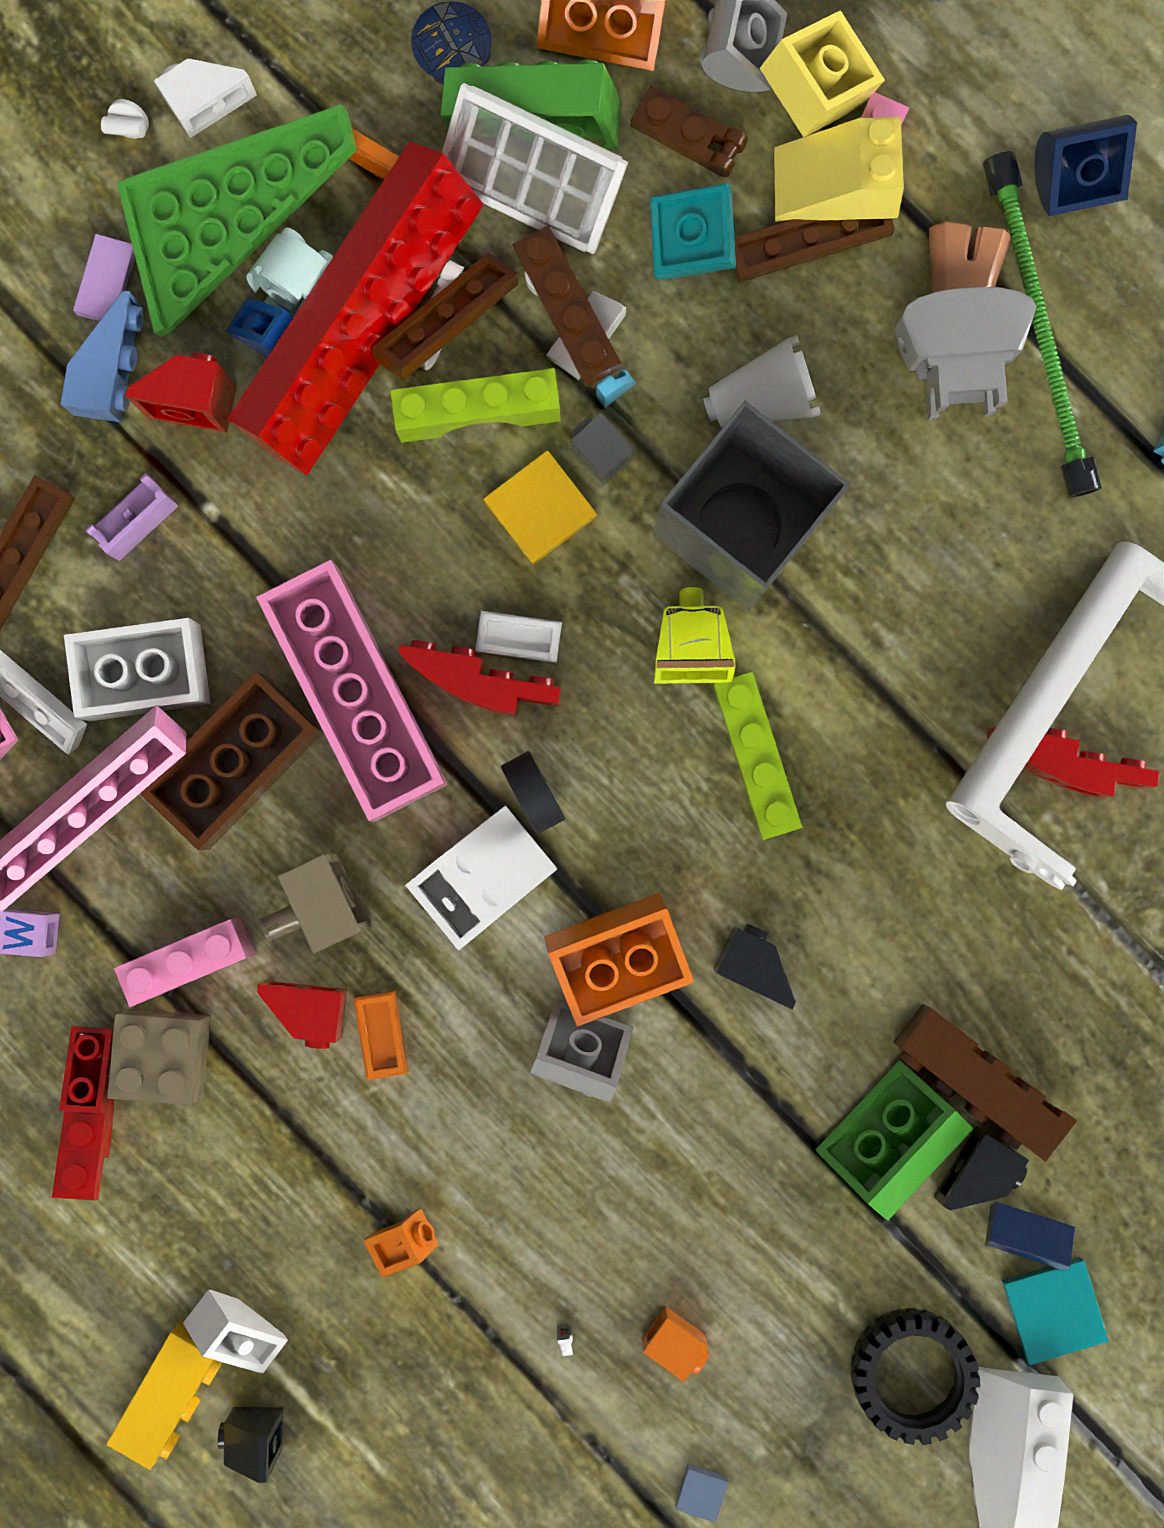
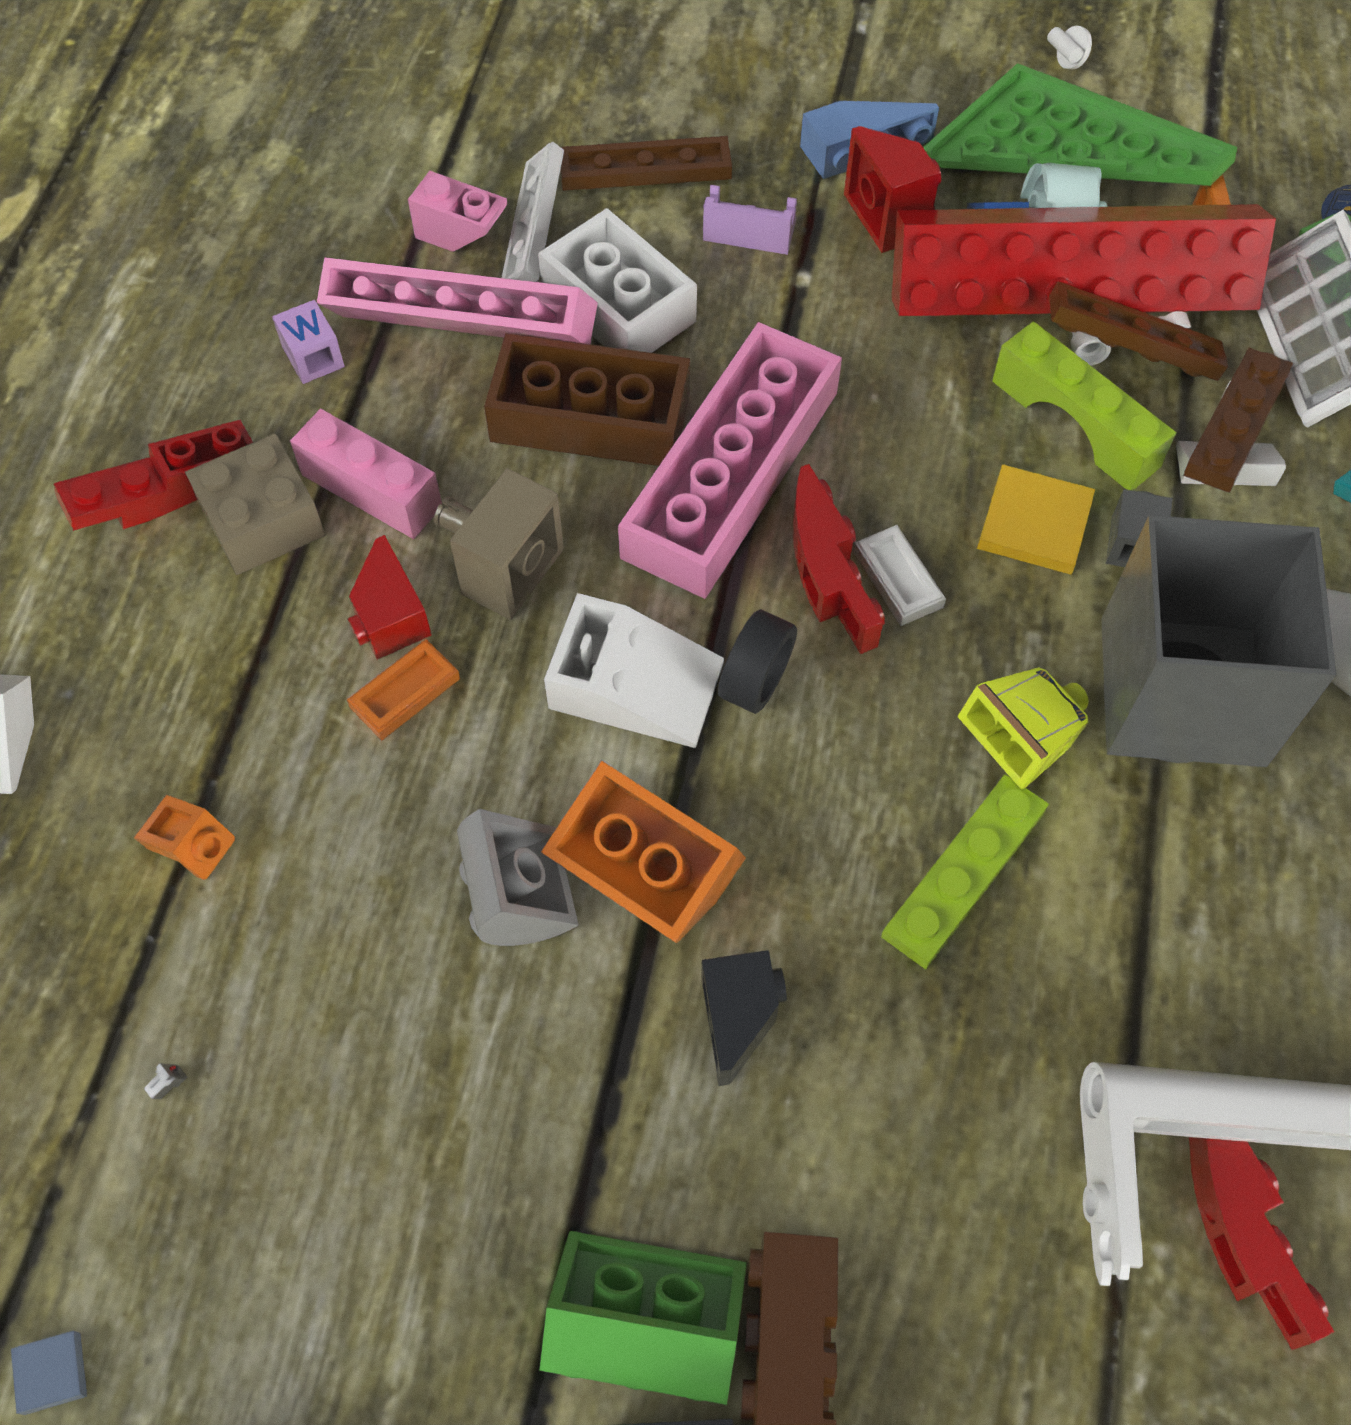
camera: 55 degrees right, 25 degrees down
(104, 276) = (950, 95): lavender tile -> none
(203, 92) = (1146, 79): white slope -> none
(612, 388) = (1202, 504): medium azure tile -> none
(676, 1344) = (228, 1208): orange brick -> none

